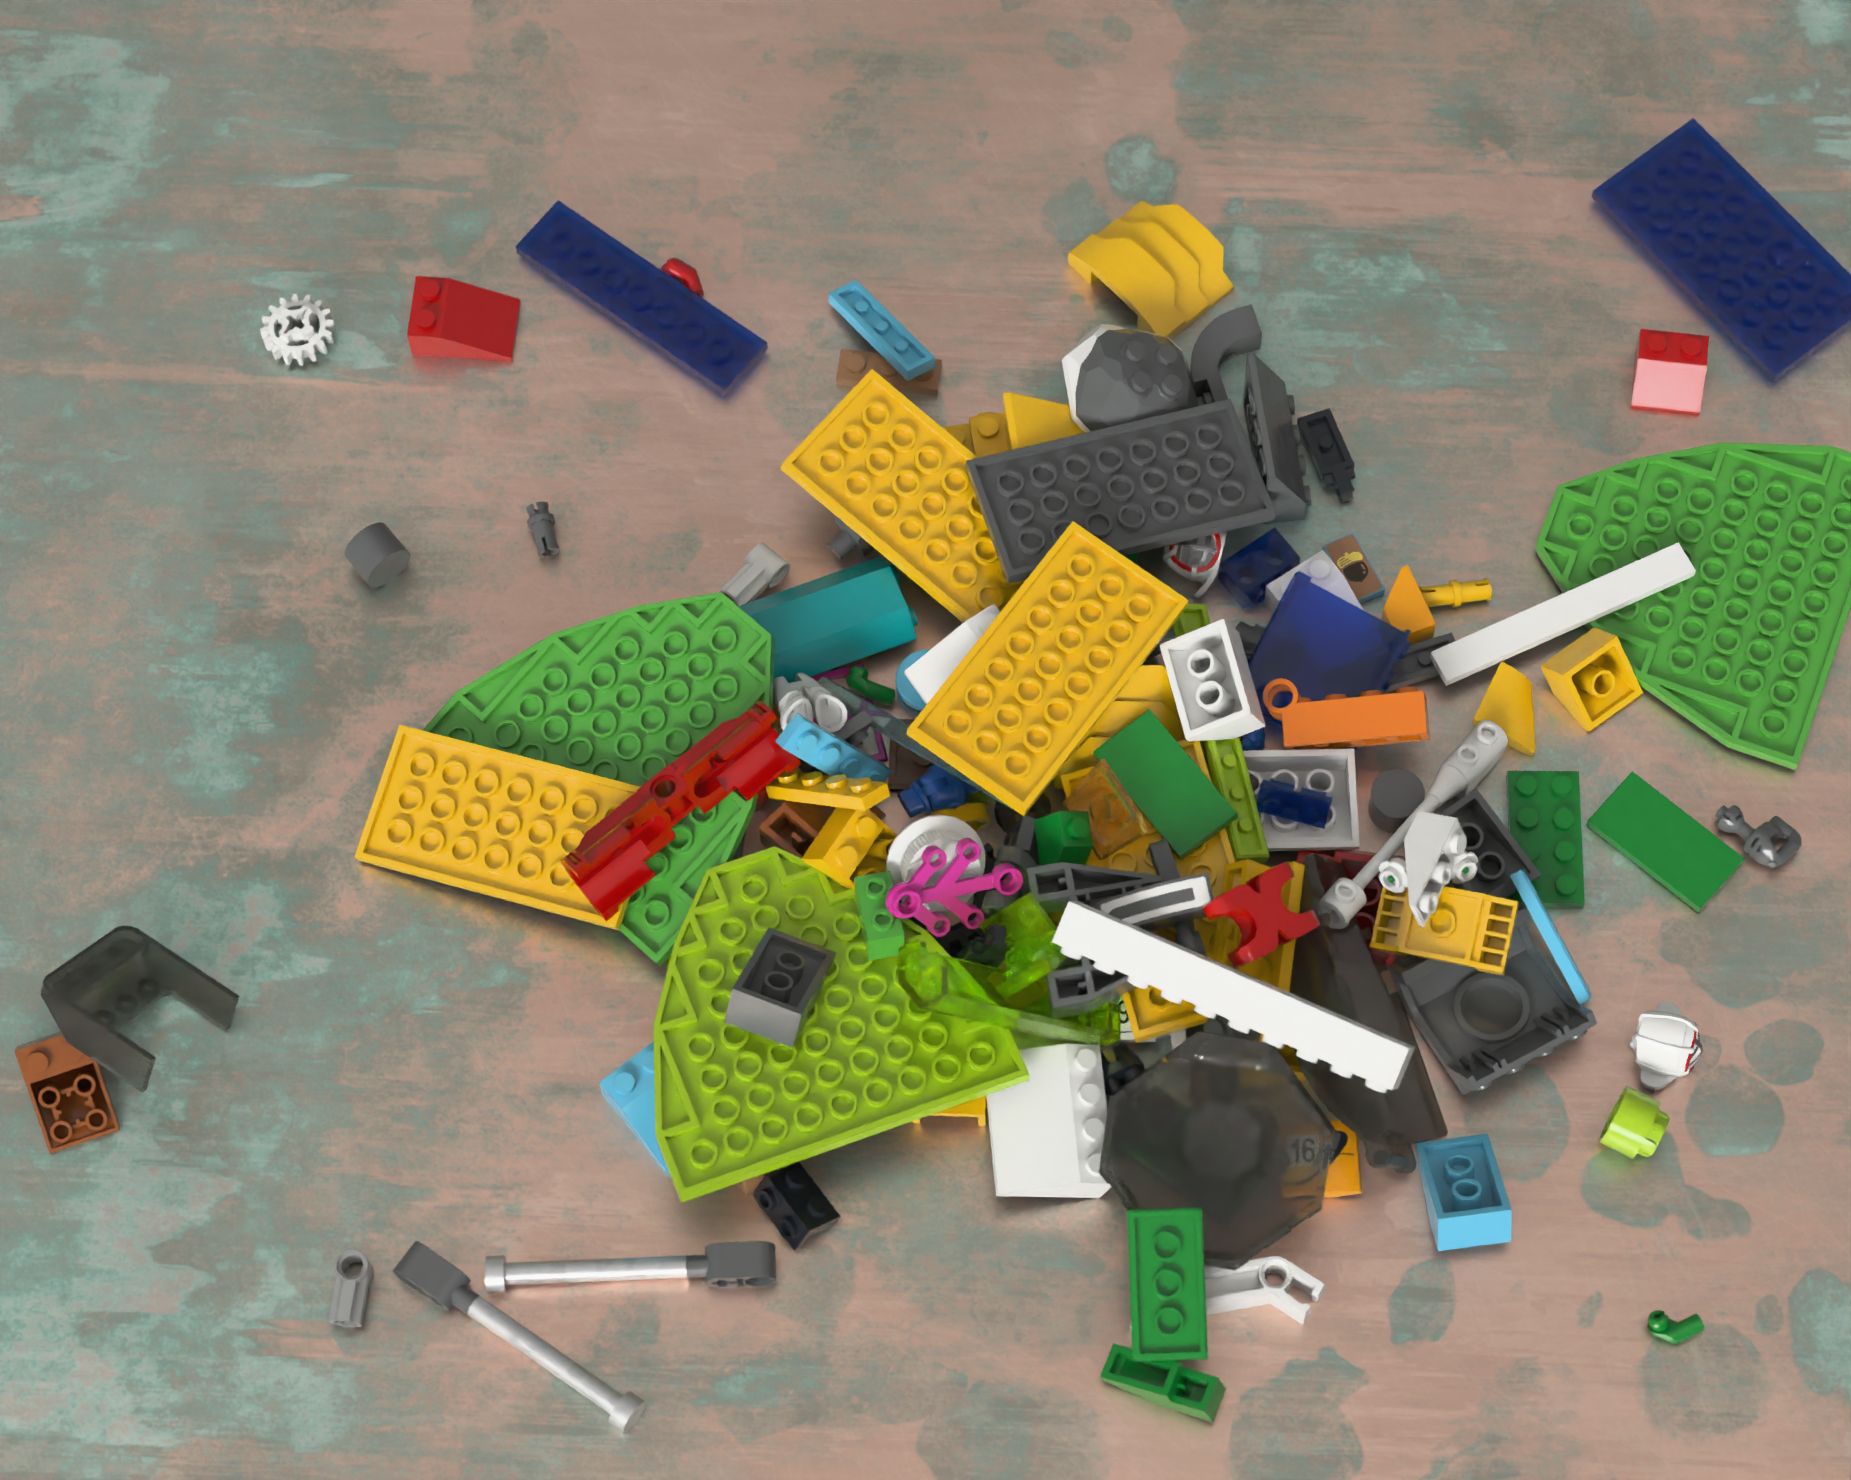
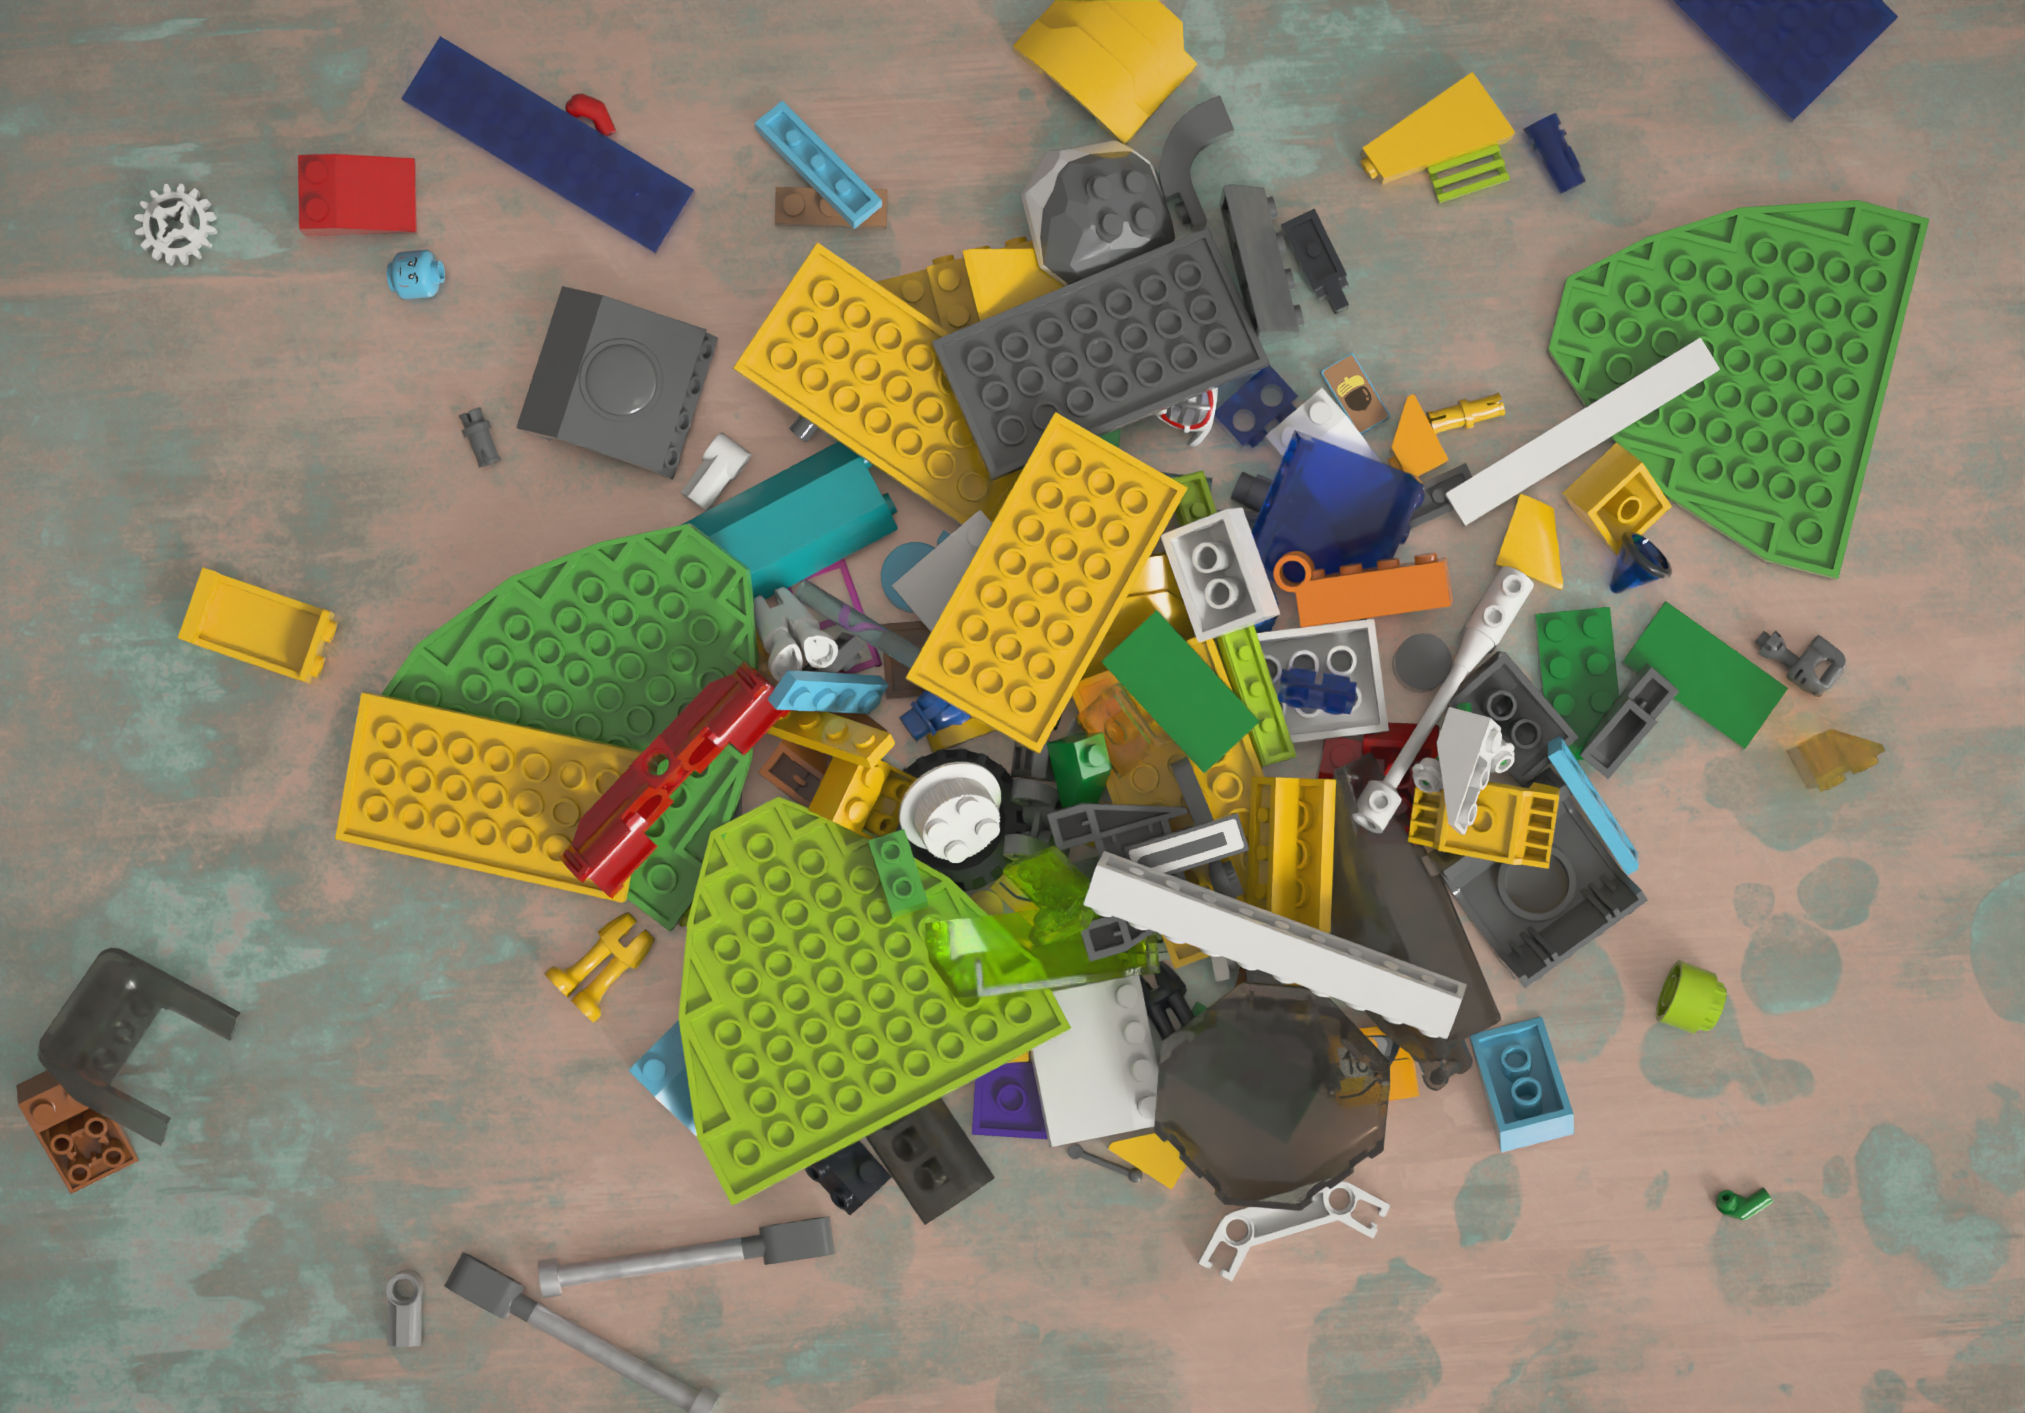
camera: 10 degrees left, 20 degrees up
(312, 669) = (257, 626): none -> yellow panel
(377, 554) = (306, 490): dark grey piece -> none
(505, 388) = (415, 274): none -> medium azure head
(600, 974) = (624, 957): none -> yellow piece
(677, 488) = (617, 380): none -> dark grey panel
(779, 987) = (805, 964): dark grey slope -> none
(873, 691) = (853, 591): green arm -> none
(875, 1196) = (931, 1159): none -> clear smoke slope
(949, 887) = (930, 865): dark pink plant -> none
(960, 1156) = (1008, 1103): none -> dark purple plate
(986, 950) = (1008, 899): black hinge -> none
(1022, 1214) = (1076, 1152): none -> dark grey hinge
(1096, 1218) = (1151, 1156): none -> yellow slope
(1165, 1383) = (1236, 1317): green slope -> none
(1167, 1284) = (1233, 1232): green tile -> none
(1261, 915) = (1296, 853): red piece -> none
(1448, 358) = (1441, 130): none -> yellow slope
(1471, 385) = (1498, 164): none -> lime tile
(1556, 387) = (1555, 152): none -> clear blue axle
(1589, 865) = (1628, 720): none -> dark grey slope
(1606, 736) = (1638, 564): none -> clear blue hat
(1665, 1045) = (1718, 905): white piece -> none
(1669, 371) = (1678, 127): slope -> none
(1783, 915) = (1830, 754): none -> clear yellow slope

